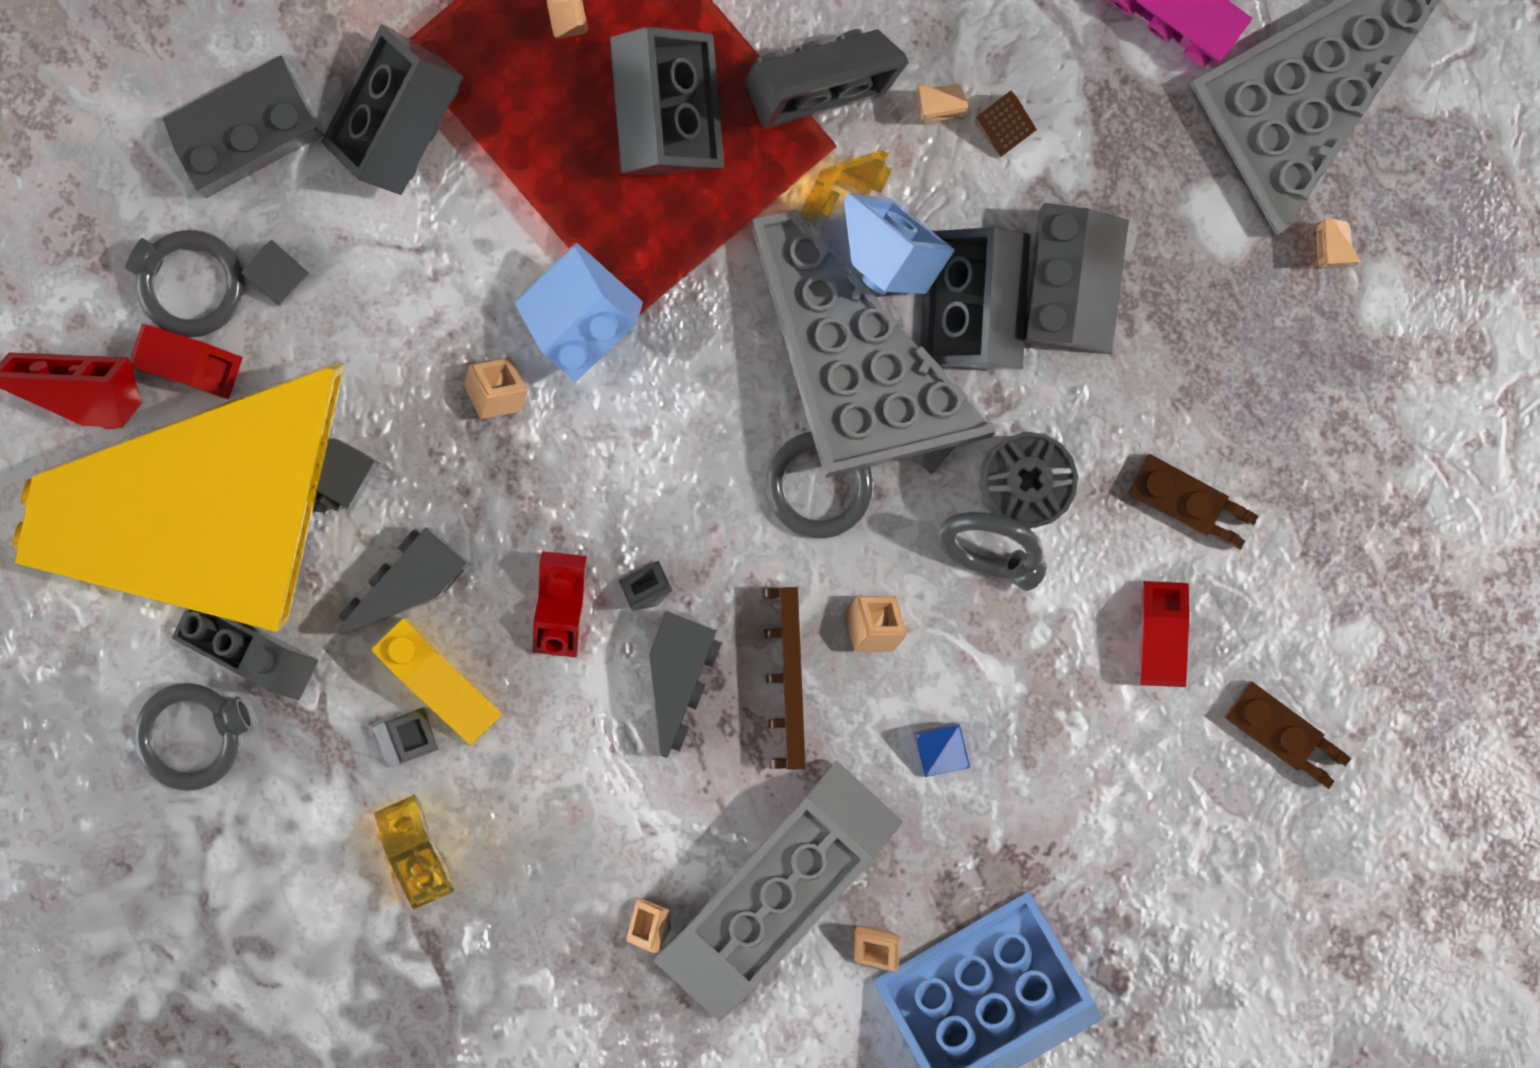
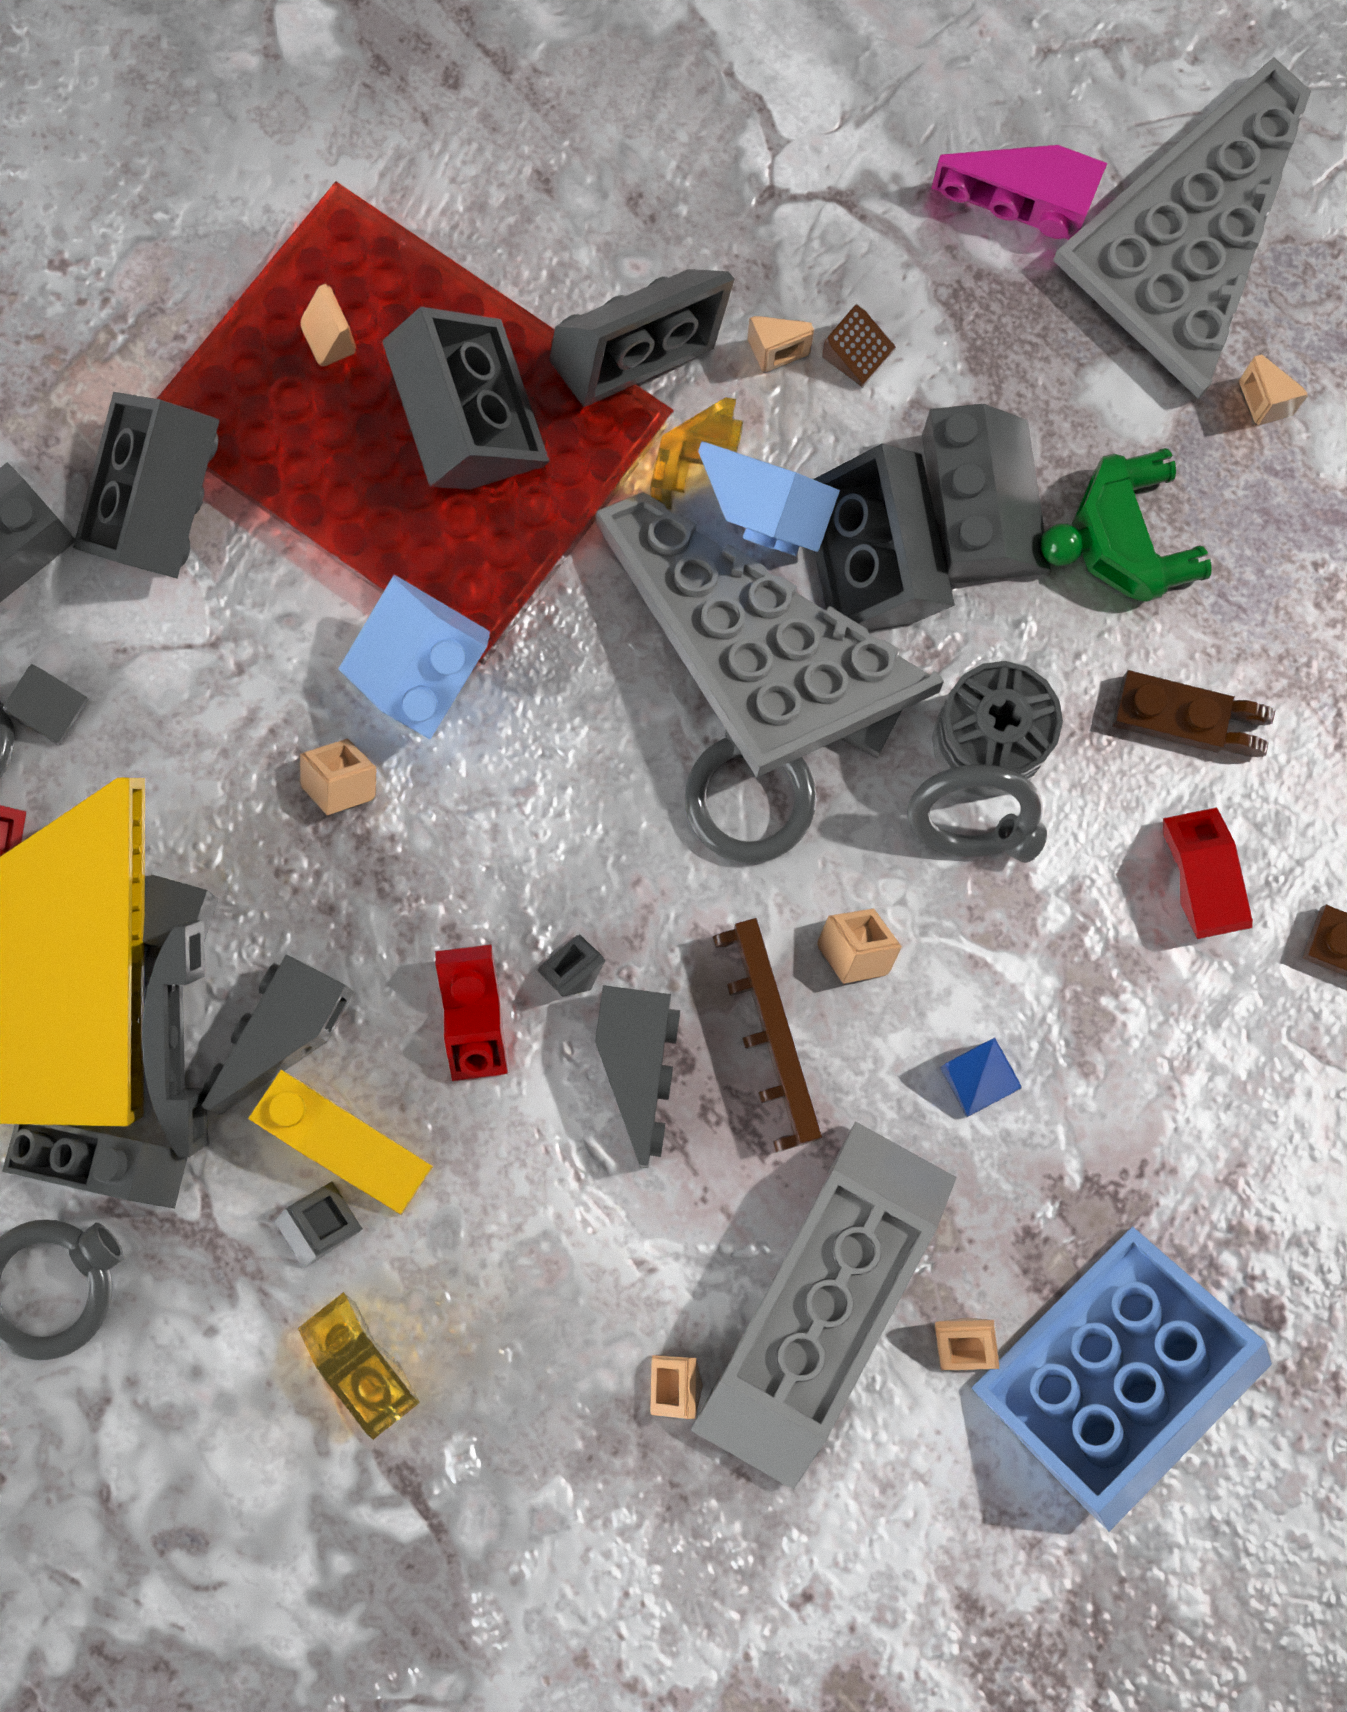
camera: 20 degrees left, 10 degrees down
(316, 622) = (175, 1106): none -> dark grey slope
(1170, 336) = (1115, 536): none -> green connector

